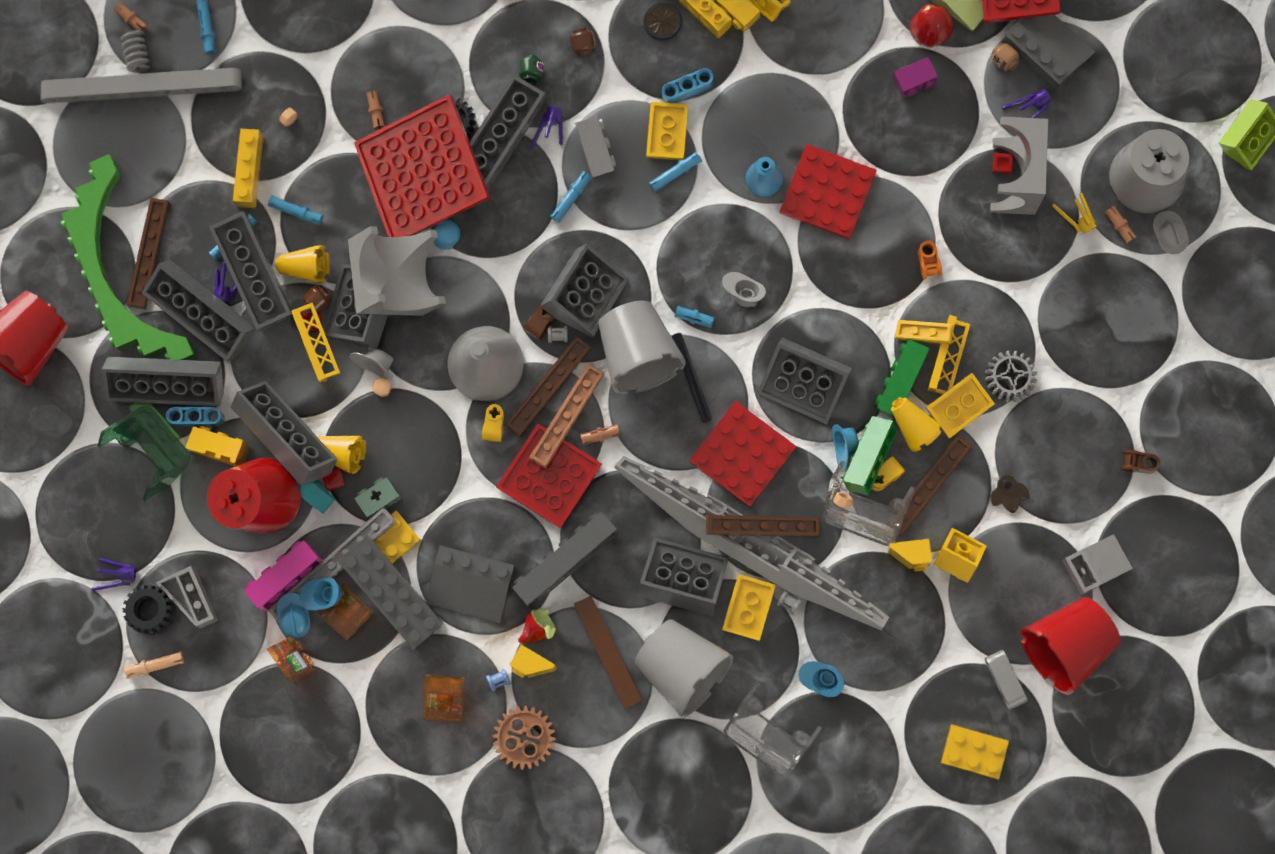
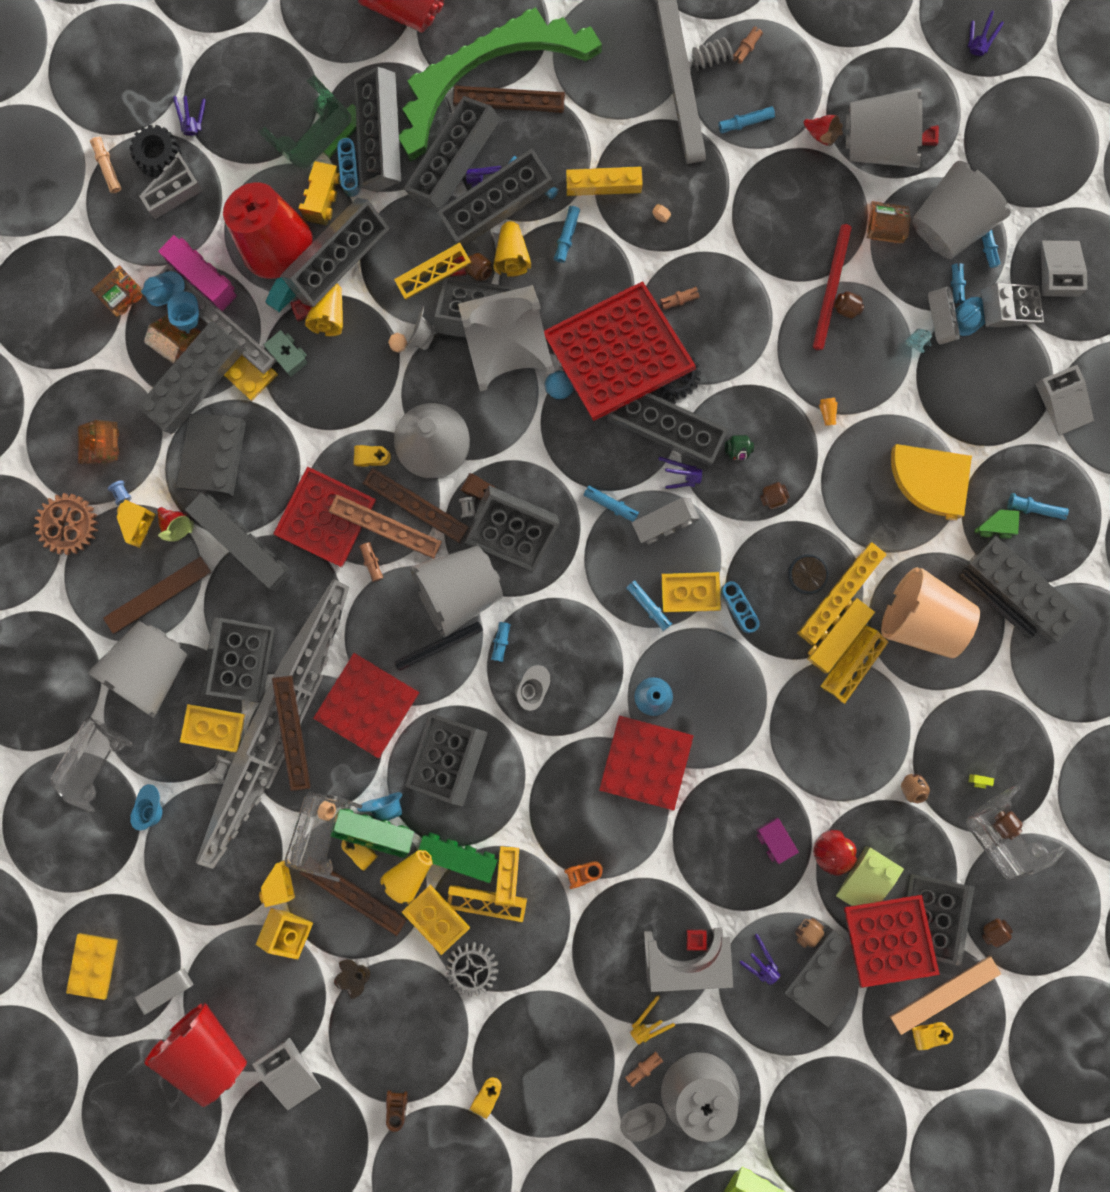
camera: 75 degrees right, 5 degrees up
(1137, 376) = (485, 1099): none -> yellow piece

